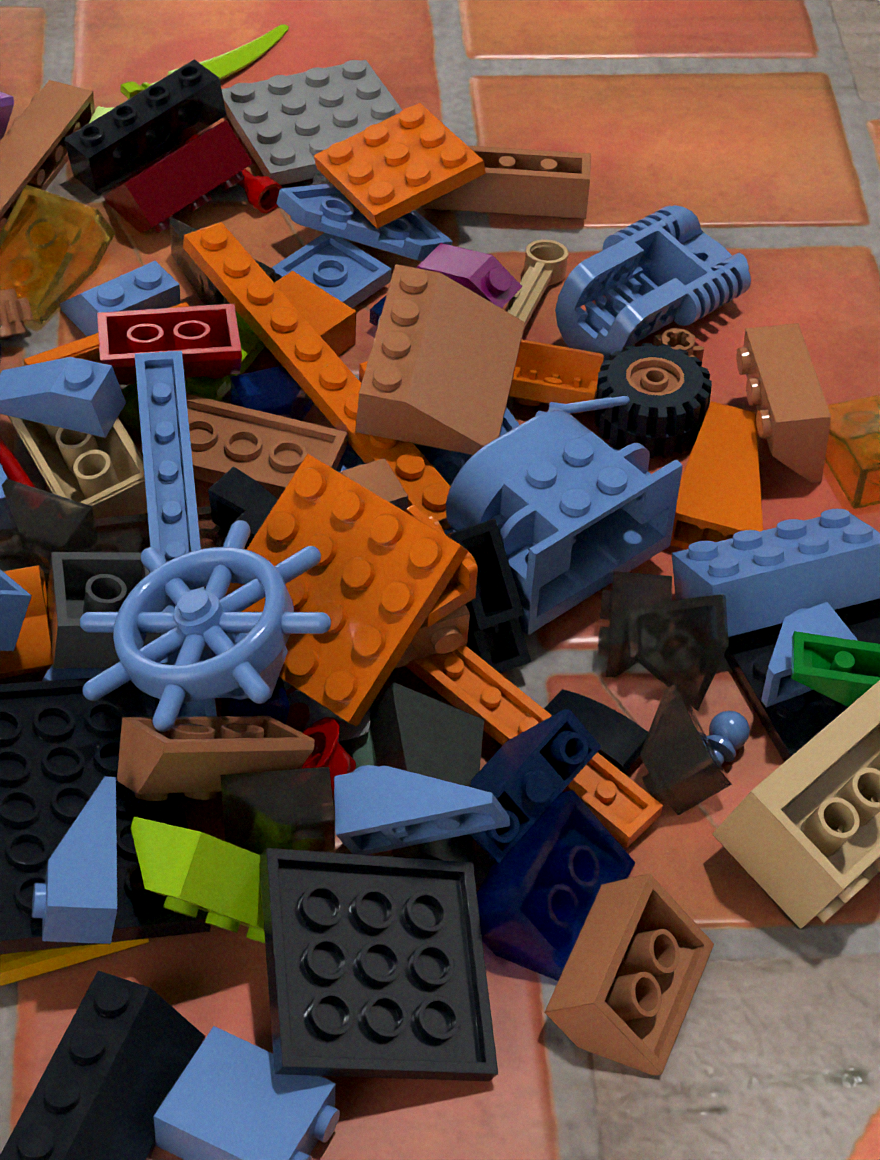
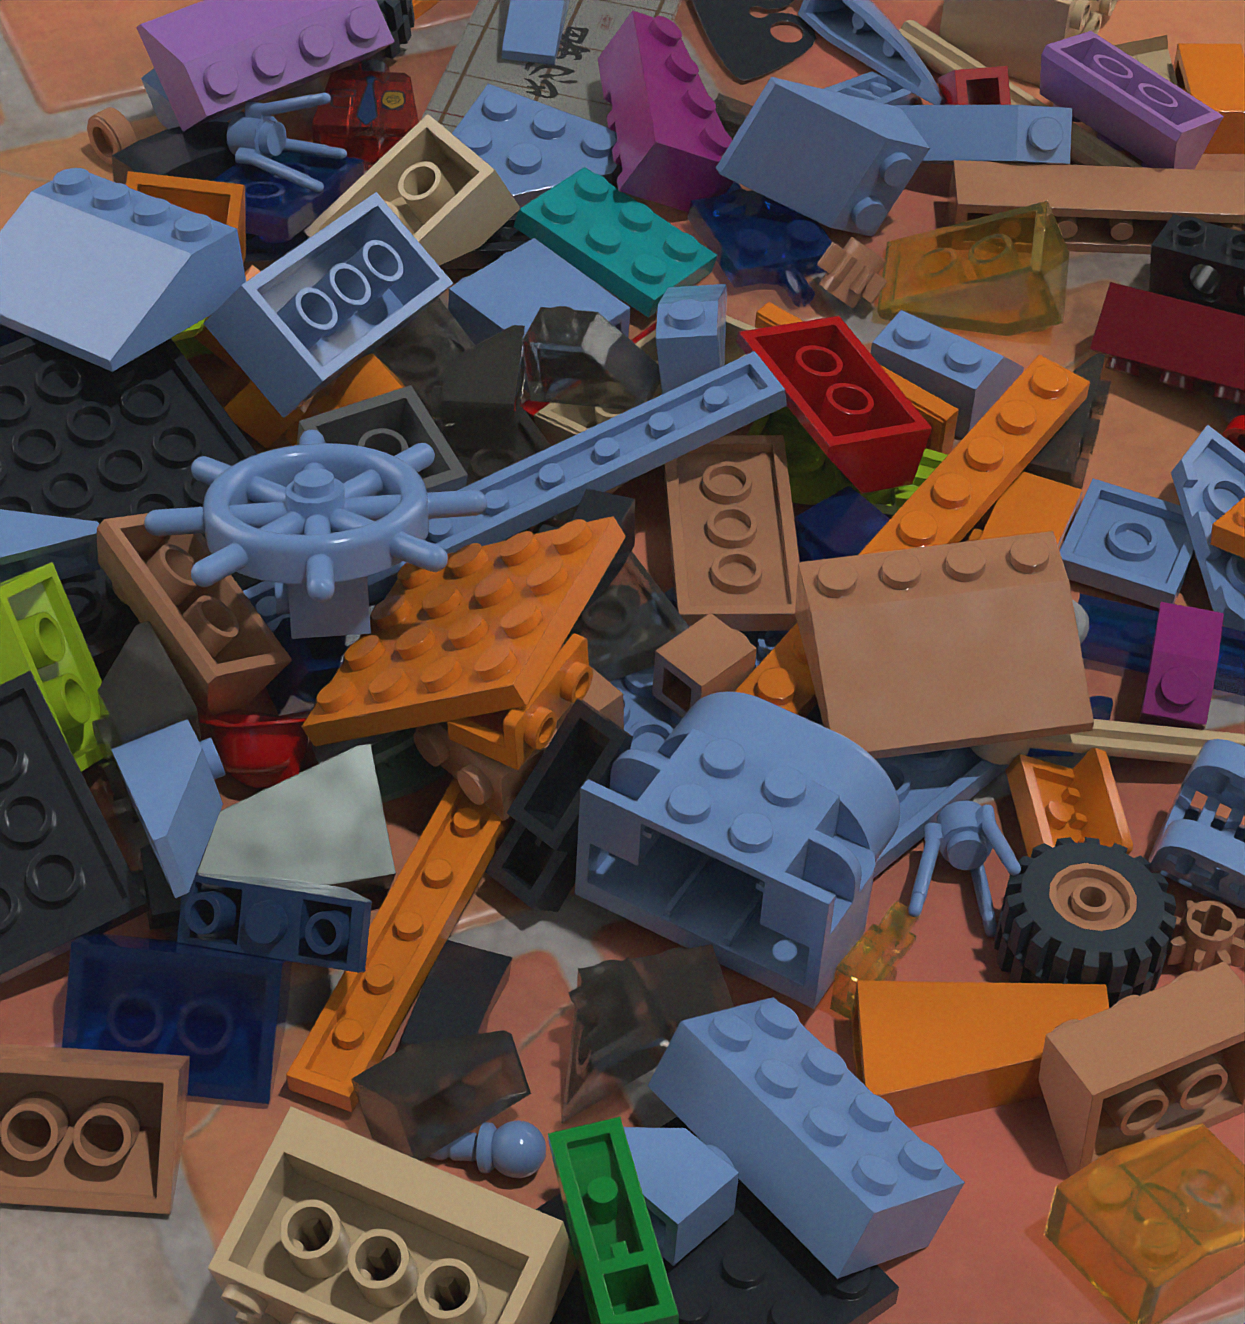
camera: 70 degrees right, 0 degrees up
(55, 459) = (585, 361): none -> clear smoke slope

